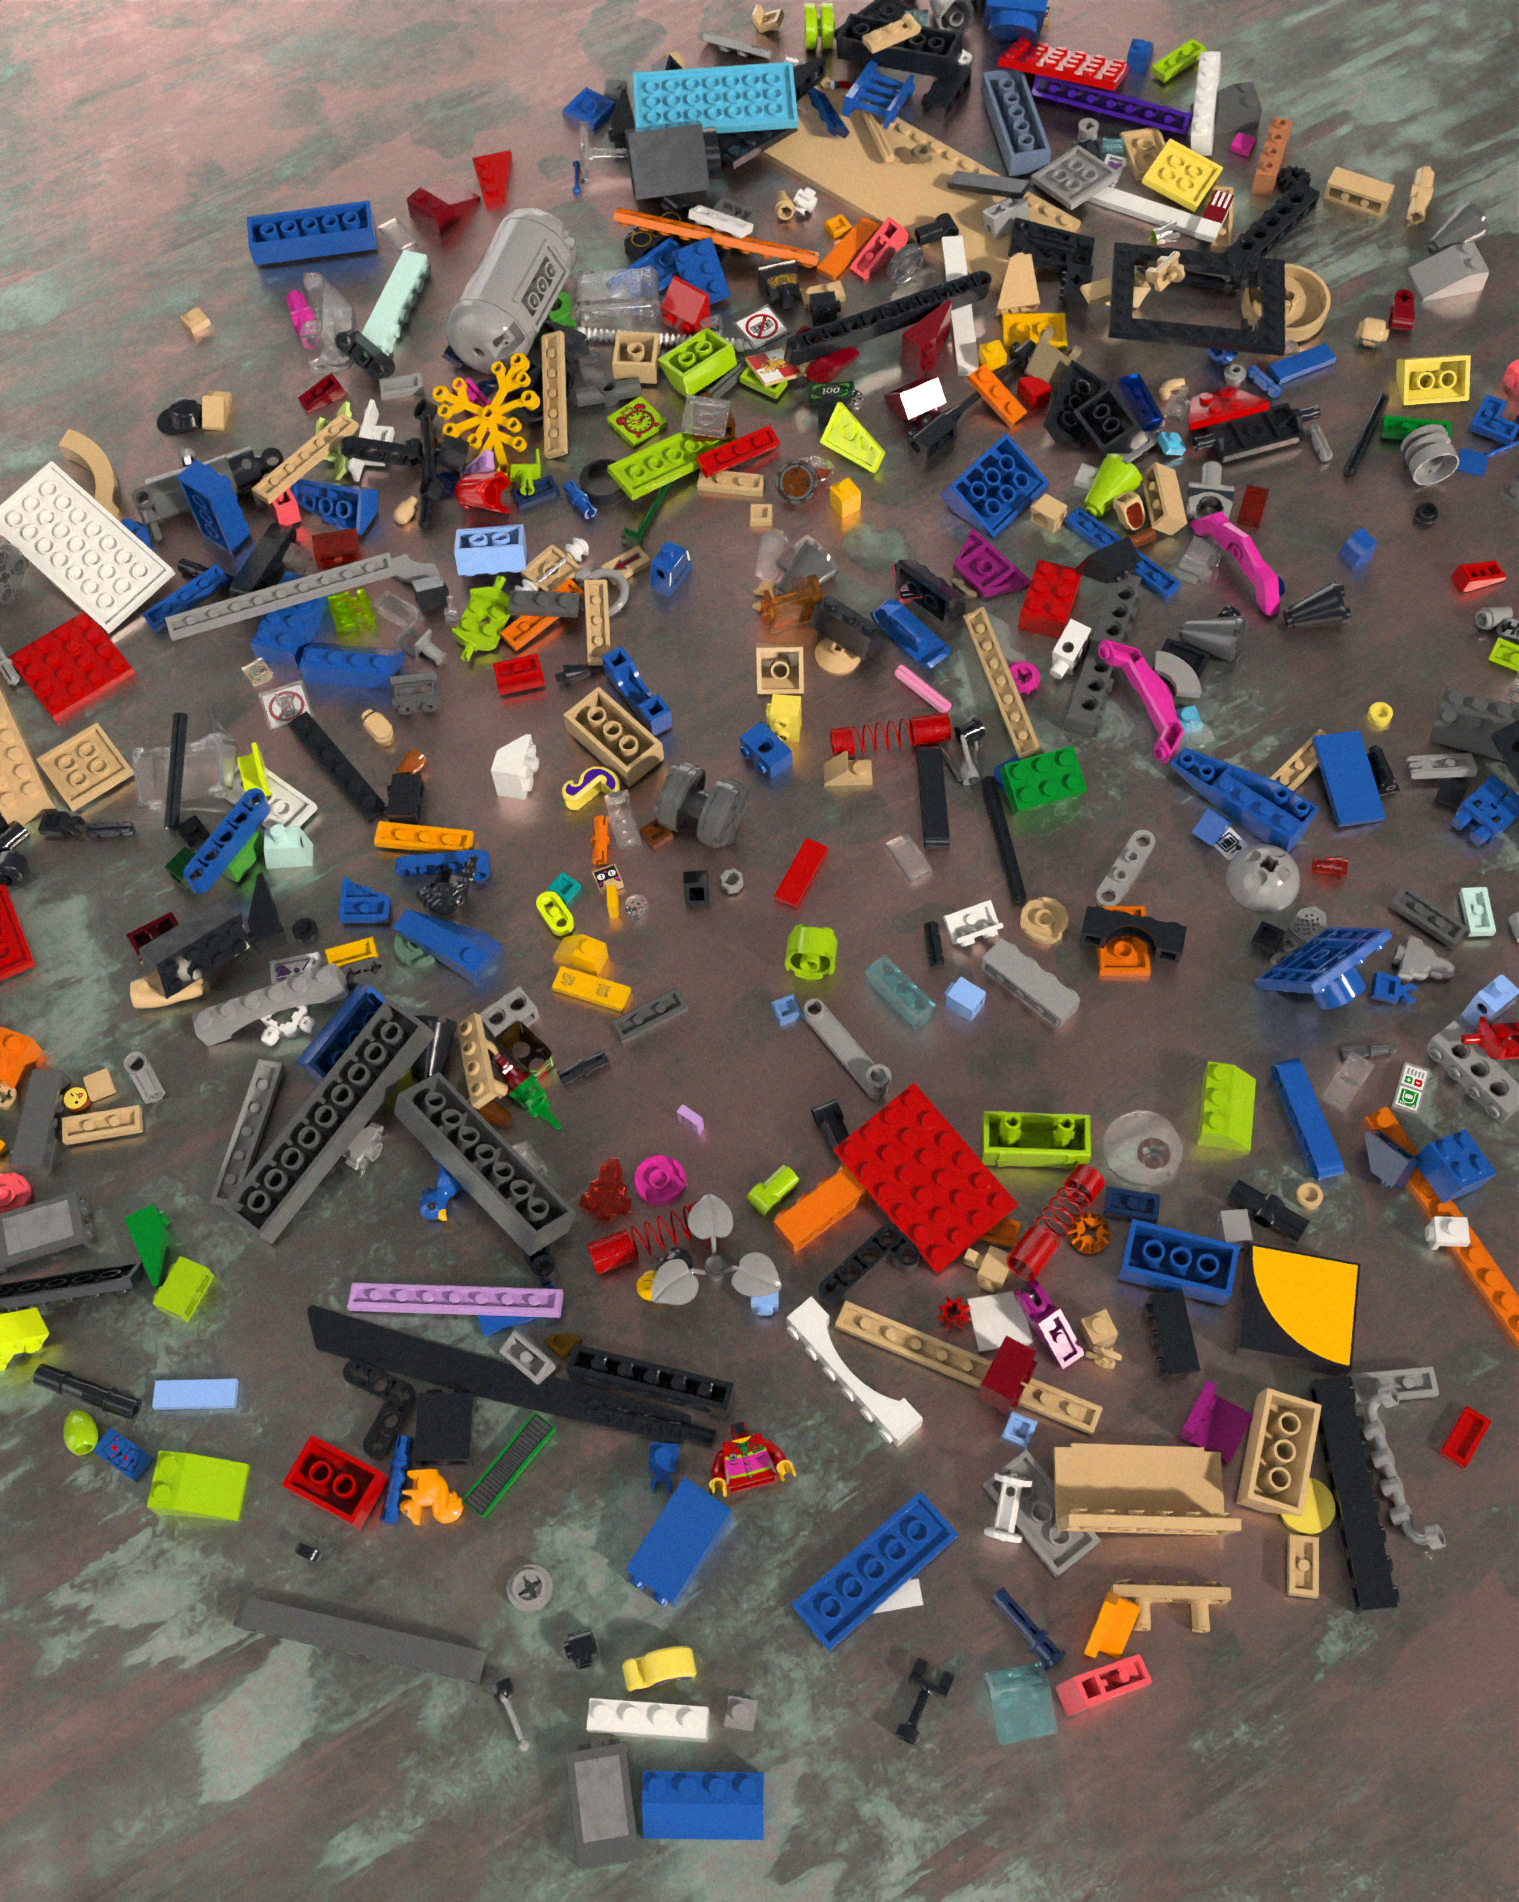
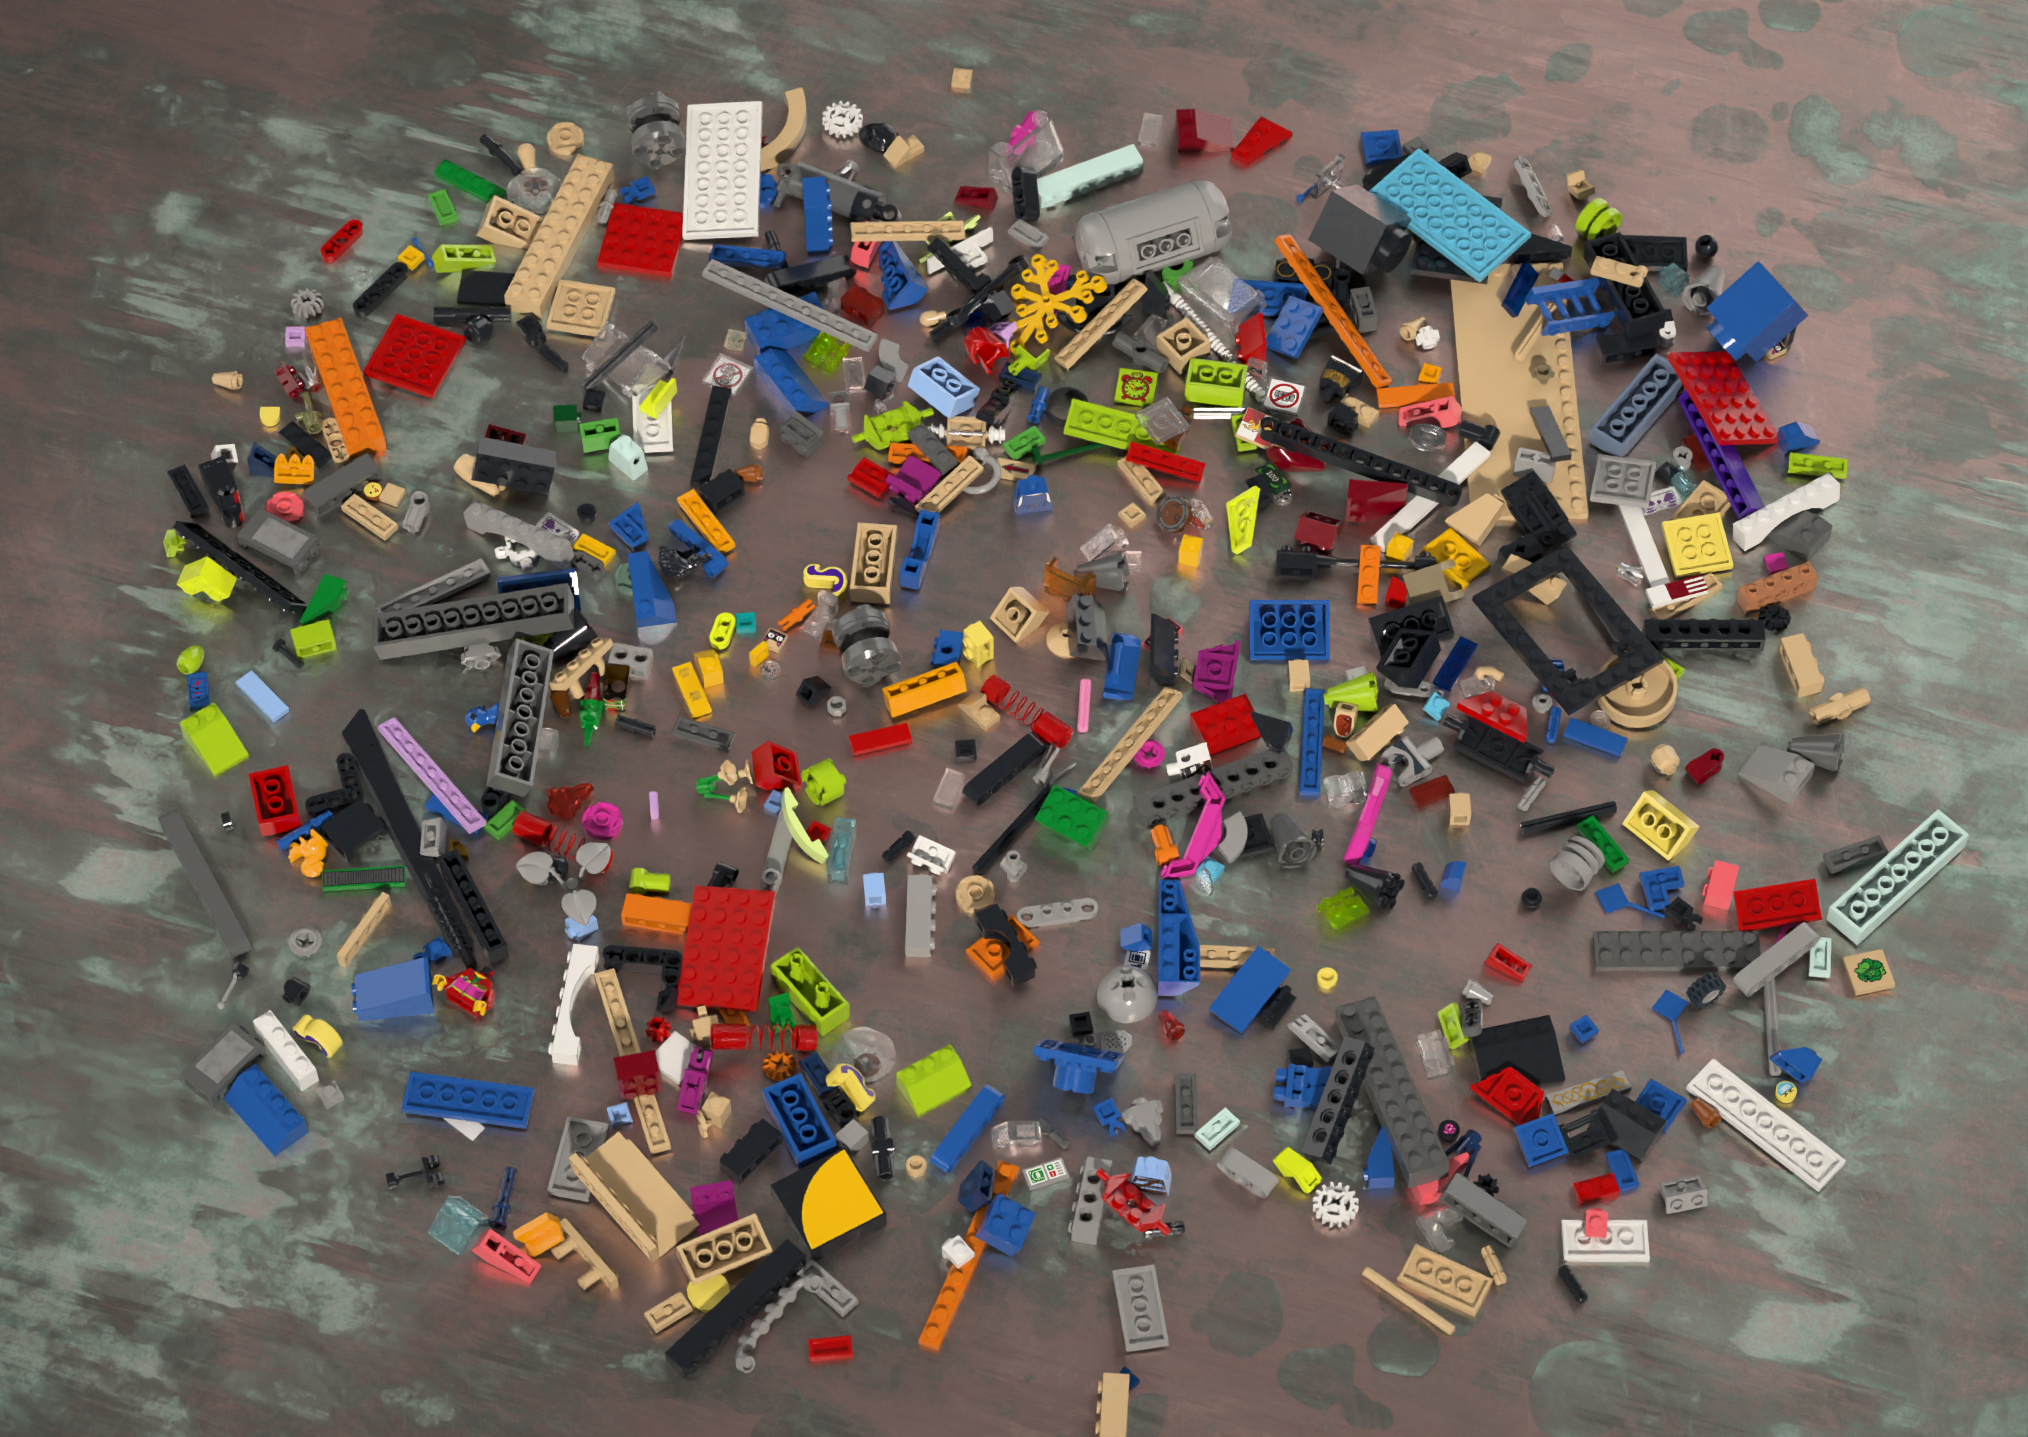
camera: 45 degrees right, 5 degrees down
(17, 626) = (640, 188): none -> blue plate
(87, 1391) = (215, 643): black piece -> none
(133, 427) = (842, 119): none -> white gear
(157, 1329) = (280, 646): none -> black piece
(223, 851) = (595, 421): blue beam -> none
(264, 920) = (572, 485): black slope -> none
(311, 232) = (1095, 81): blue brick -> none
(515, 767) = (798, 528): white slope -> none
(549, 523) = (1000, 402): none -> black slope
(558, 643) = (913, 480): none -> magenta bracket
(572, 1269) = (504, 820): none -> bright green tile
(575, 1526) = (366, 926): none -> tan plate
(607, 537) = (1023, 443): none -> bright green plate
(712, 1054) = (728, 774): none -> tan plant
(720, 221) = (1344, 302): white plate -> none
(750, 982) = (775, 767): none -> red slope
(770, 585) = (1073, 562): tan piece -> none
(789, 796) = (924, 689): none -> light orange brick
(814, 1000) = (813, 849): none -> yellowish green slope
(857, 1001) = (818, 831): none -> red plate
(879, 813) = (965, 750): none -> black tile
(926, 1278) = (667, 1000): none -> black plate
(970, 730) = (1075, 753): black bush -> none
(1008, 1508) = (562, 1135): white hose -> none
(1039, 1186) = (780, 1012): none -> green plate
(1052, 864) = (1013, 866): none -> light grey axle
(1078, 114) = (1699, 457): none -> clear red tile
(1139, 737) = (1164, 848): none -> orange piece
(1166, 271) = (1562, 592): tan hips -> none
(1179, 1183) = (852, 1084): none -> light yellow animal
(1189, 1213) = (840, 1106): none -> black piece
(1292, 498) = (1459, 808): none -> tan brick
(1327, 651) = (1344, 914): none -> clear neon green plate
(1341, 574) = (1424, 880): none -> black axle

